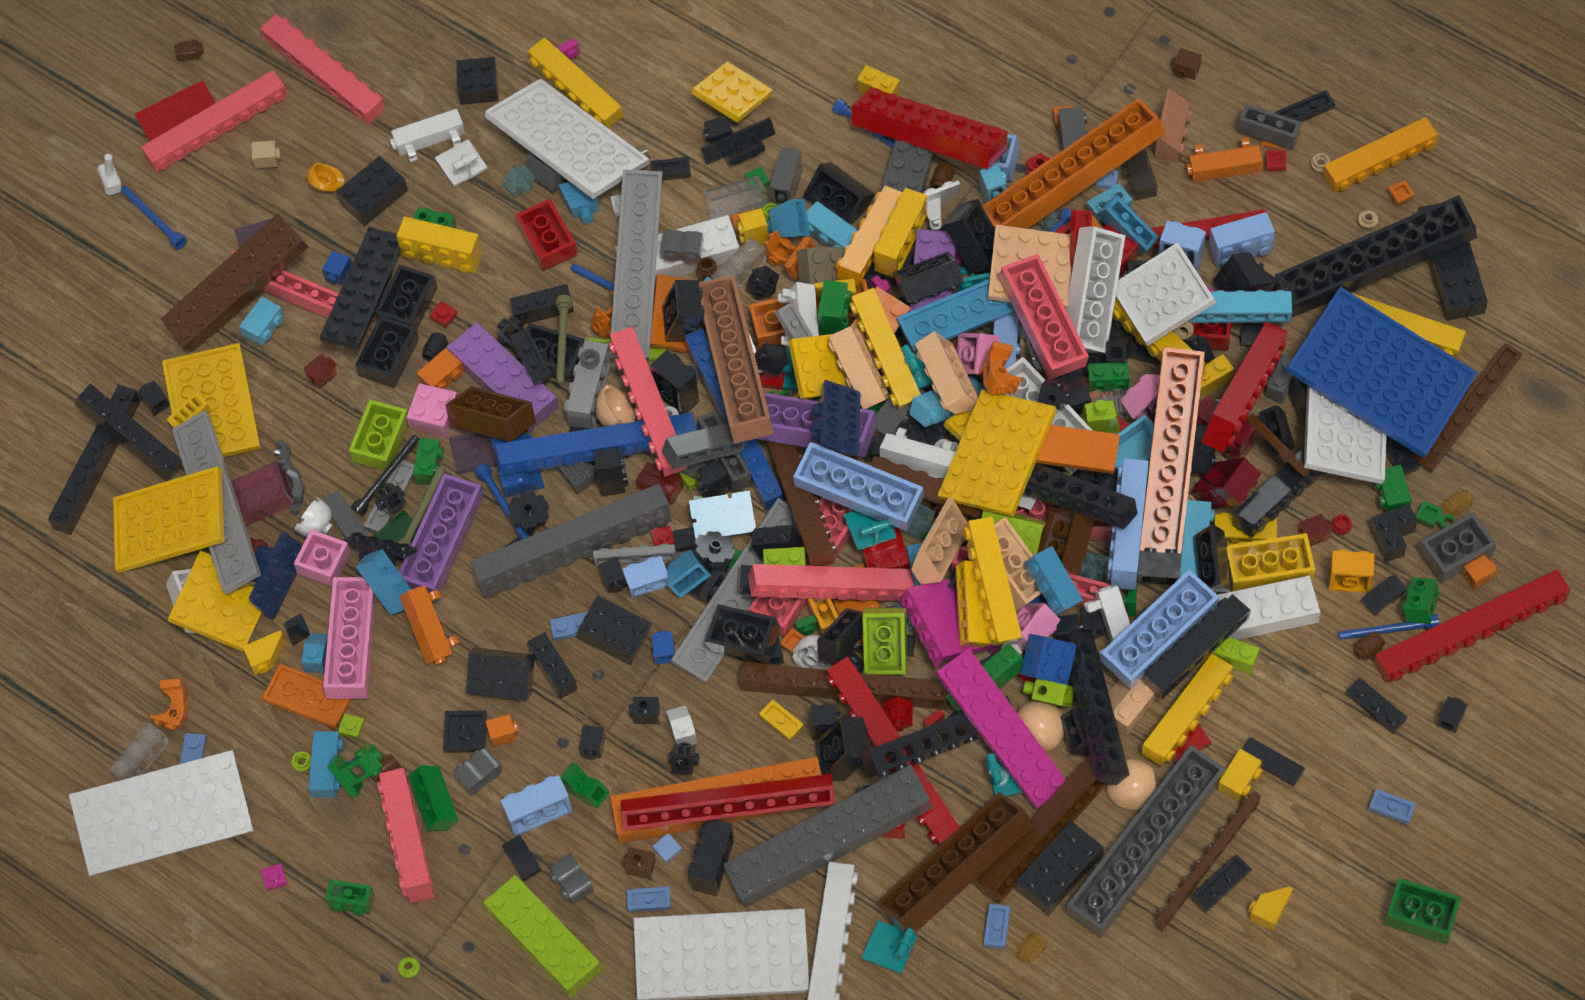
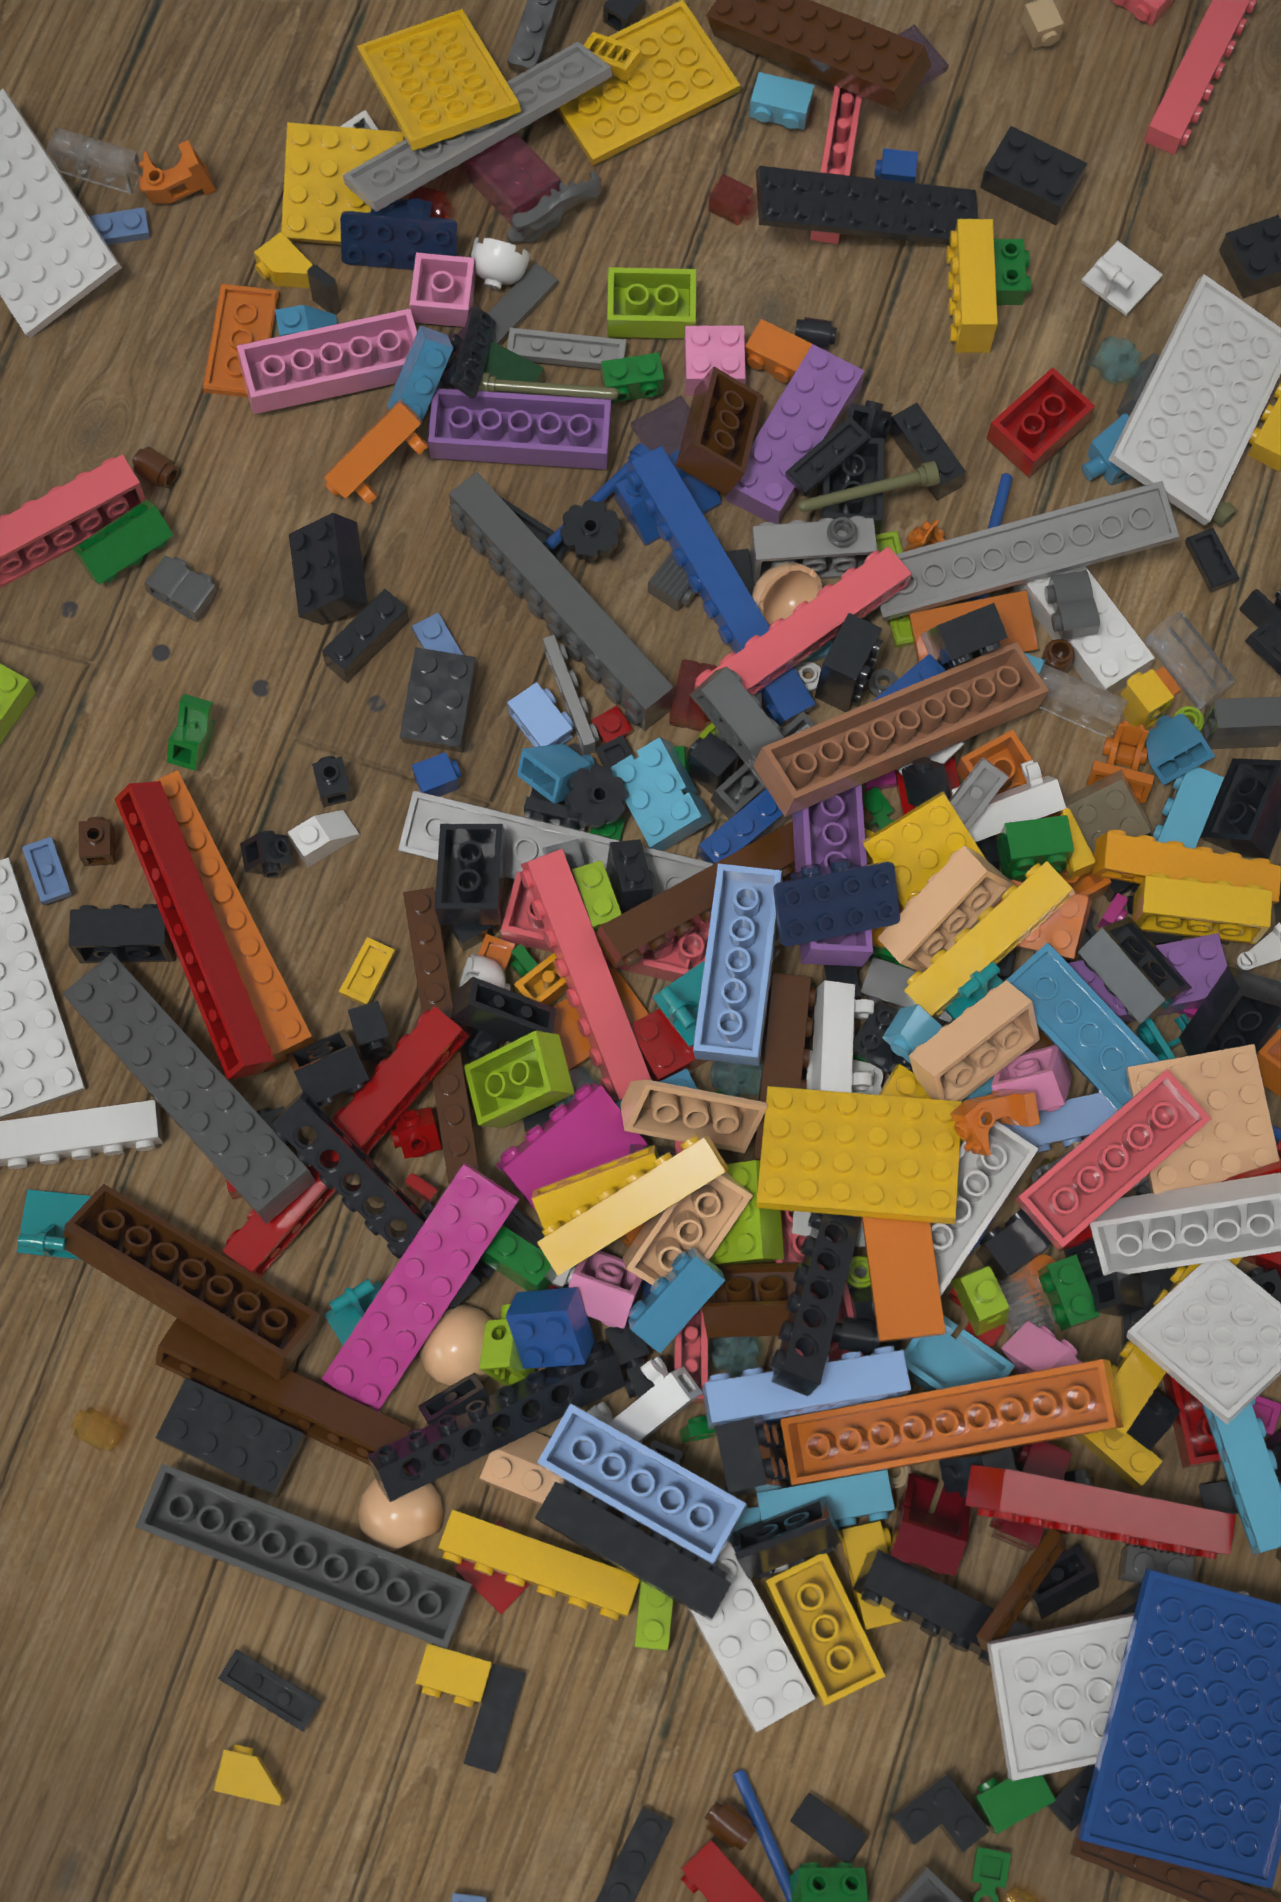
camera: 65 degrees right, 10 degrees up
(297, 758) = (141, 355): lime plate -> none
(324, 177) = (1033, 109): light orange hat -> none
(324, 746) = (142, 392): dark azure brick -> none
(351, 726) = (210, 408): lime plate -> none
(361, 505) = (541, 316): black piece -> none
(369, 760) = (141, 435): green tile -> none
(387, 351) = (785, 272): black brick -> none
(389, 497) = (552, 342): black brick -> none
(407, 296) = (874, 271): black brick -> none
(427, 133) = (1153, 219): white brick -> none
(443, 314) = (873, 330): red plate -> none
(464, 731) = (238, 554): black plate -> none
(502, 730) = (251, 600): orange brick -> none
(522, 858) = (67, 684): black slope -> none
(536, 805) = (141, 675): light blue brick -> none
(571, 878) = (51, 758): dark grey brick -> none
(592, 742) = (263, 724): black brick -> none
(611, 471) = (678, 617): black brick -> none
(612, 575) = (528, 671): black brick -> none
(667, 848) = (130, 874): light blue tile -> none
(758, 172) = (1245, 685): green plate -> none
(762, 282) = (1063, 741): black brick -> none
(997, 926) = (120, 1370): medium blue plate -> none
(1054, 393) = (979, 1211): black brick -> none
(1184, 334) = (1174, 1390): tan plate -> none
(1202, 866) = (315, 1664): reddish brown plate -> none
(1316, 528) = (906, 1688): clear red brick -> none
(1341, 524) = (931, 1728): red plate -> none
(1351, 571) = (845, 1765): light orange brick -> none

